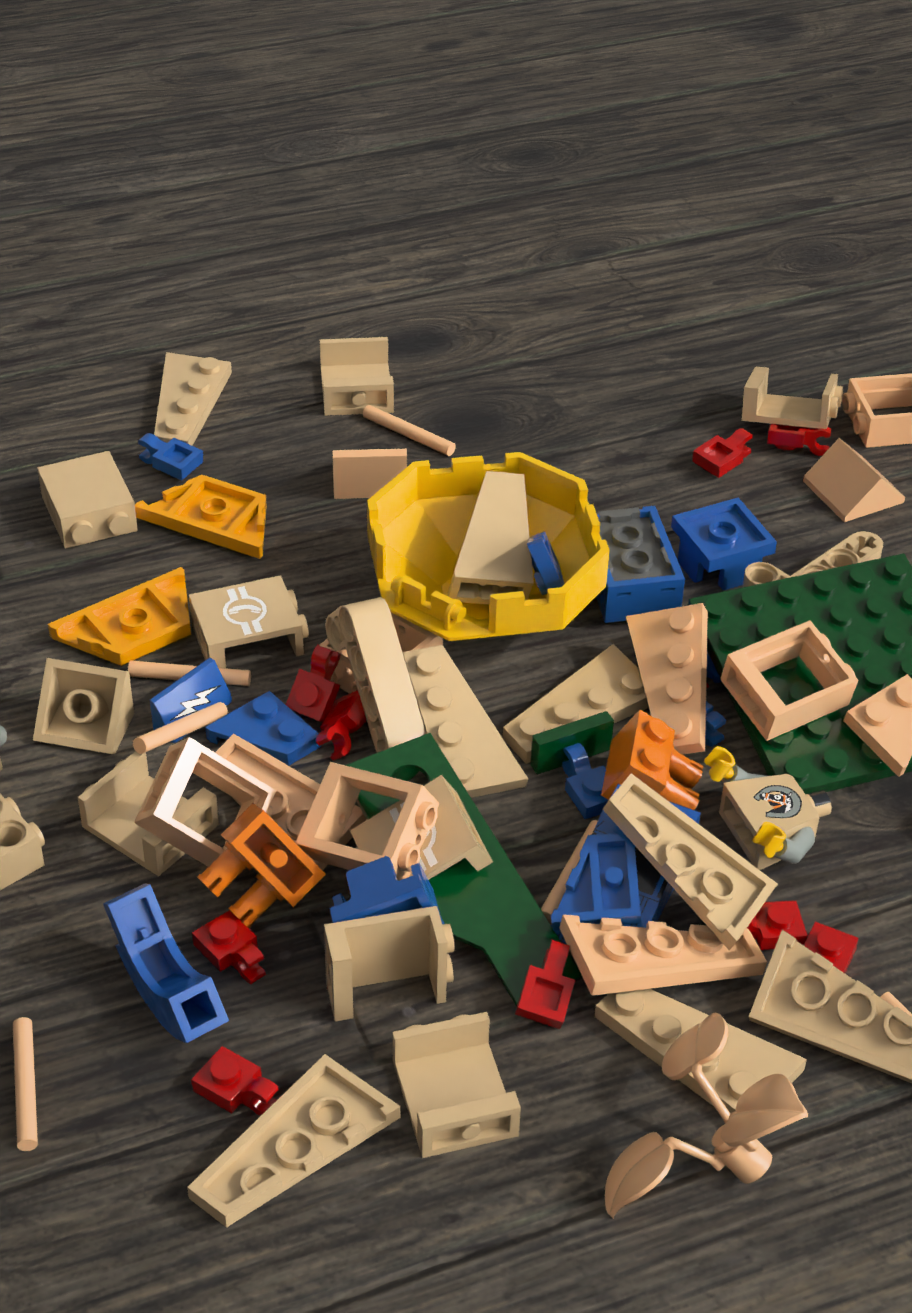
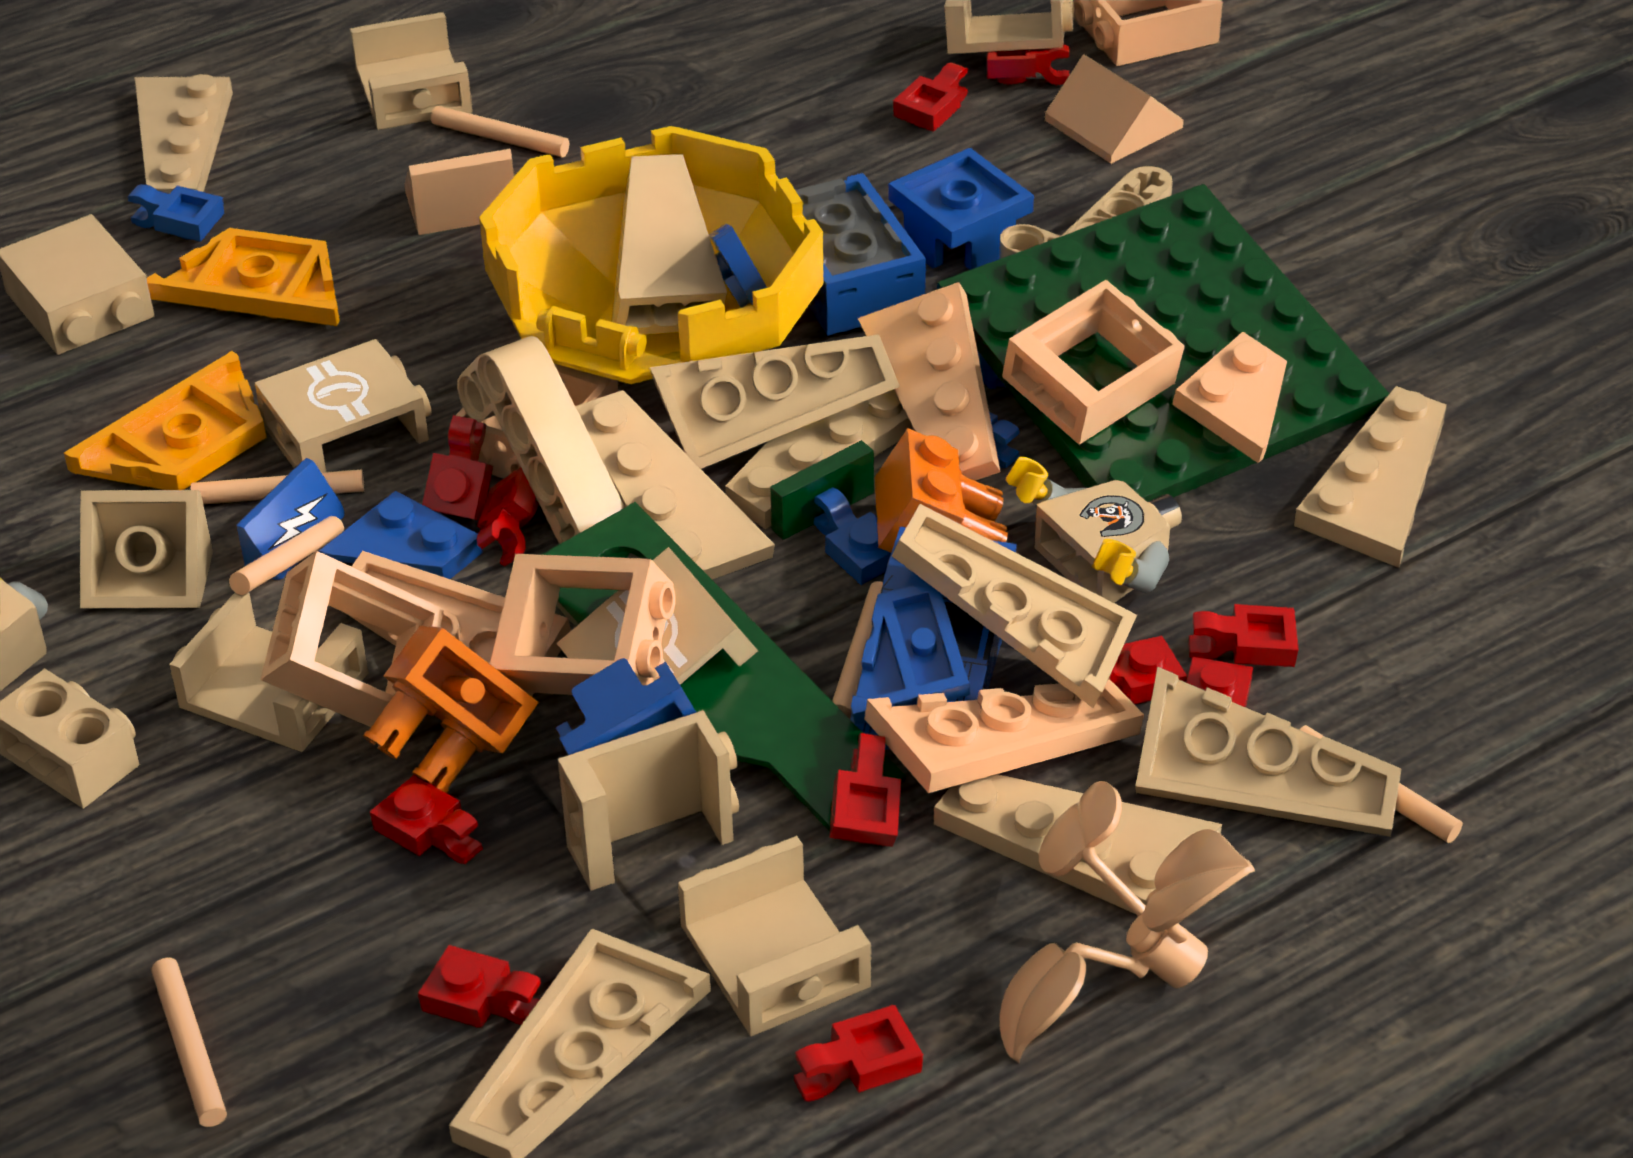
camera: 10 degrees left, 0 degrees up
(174, 991) = (348, 876): blue arch -> none
(501, 1186) = (866, 1048): none -> red plate
(538, 665) = (757, 396): none -> tan wing
(866, 912) = (1253, 633): none -> red plate

